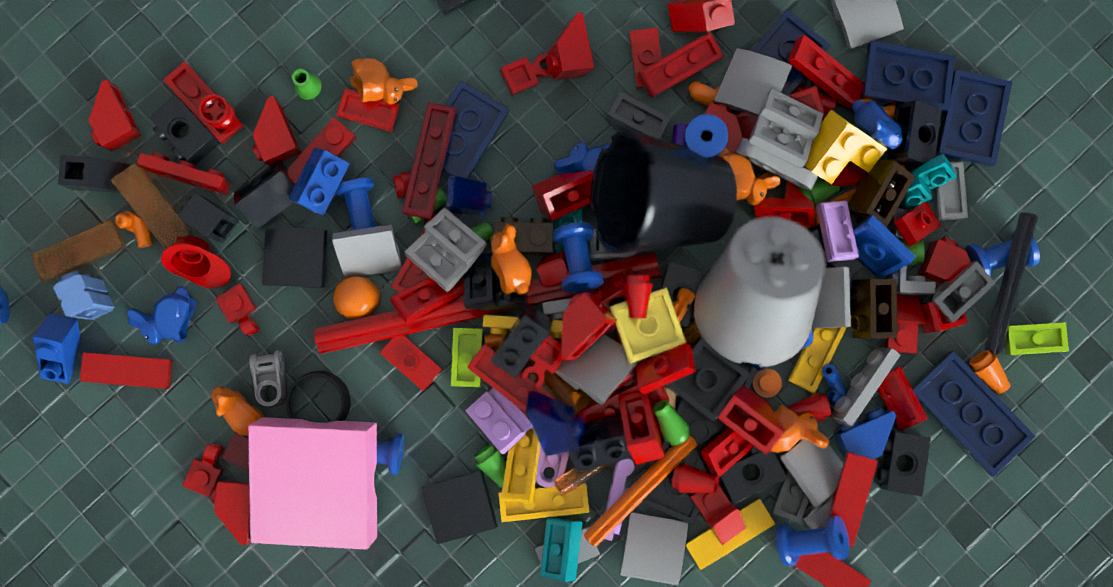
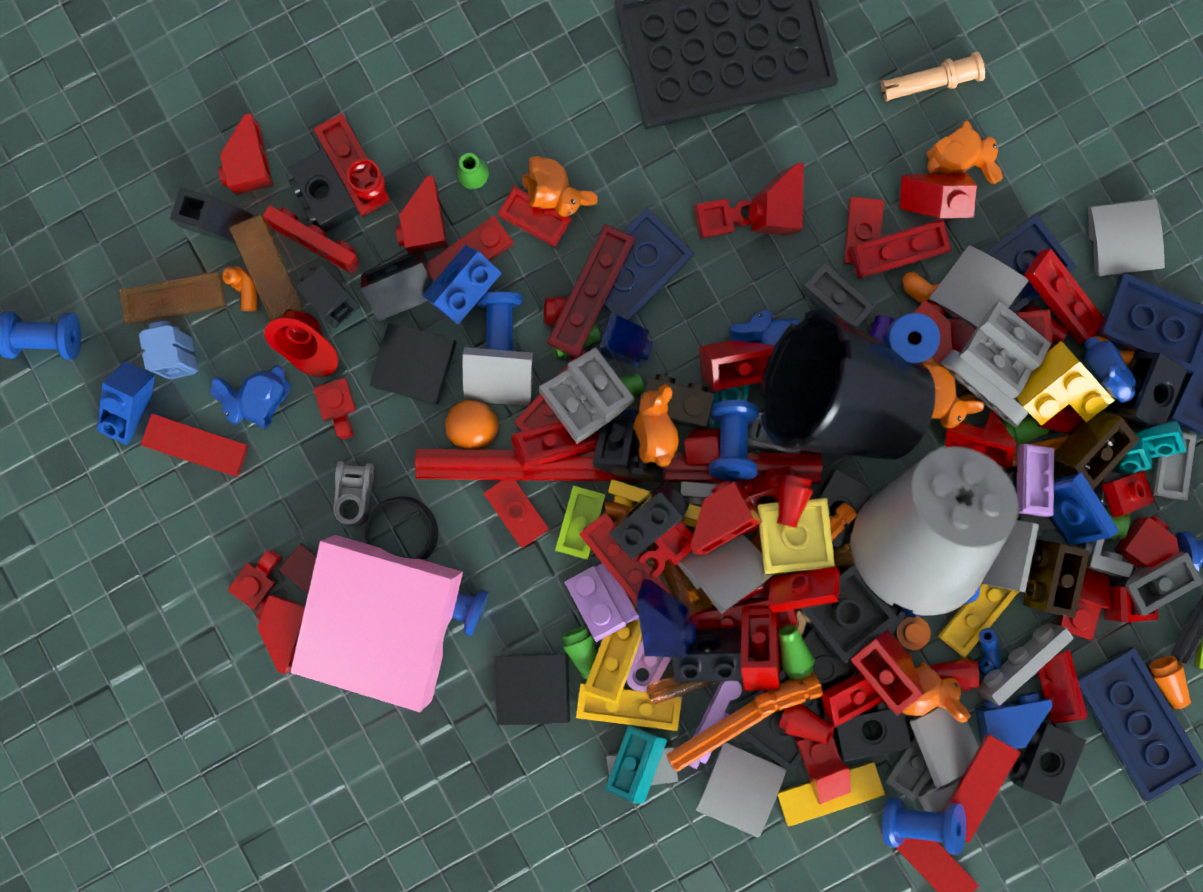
camera: 15 degrees right, 0 degrees up
(235, 409) = (307, 519): orange animal -> none
(673, 461) = (788, 696): none -> orange axle

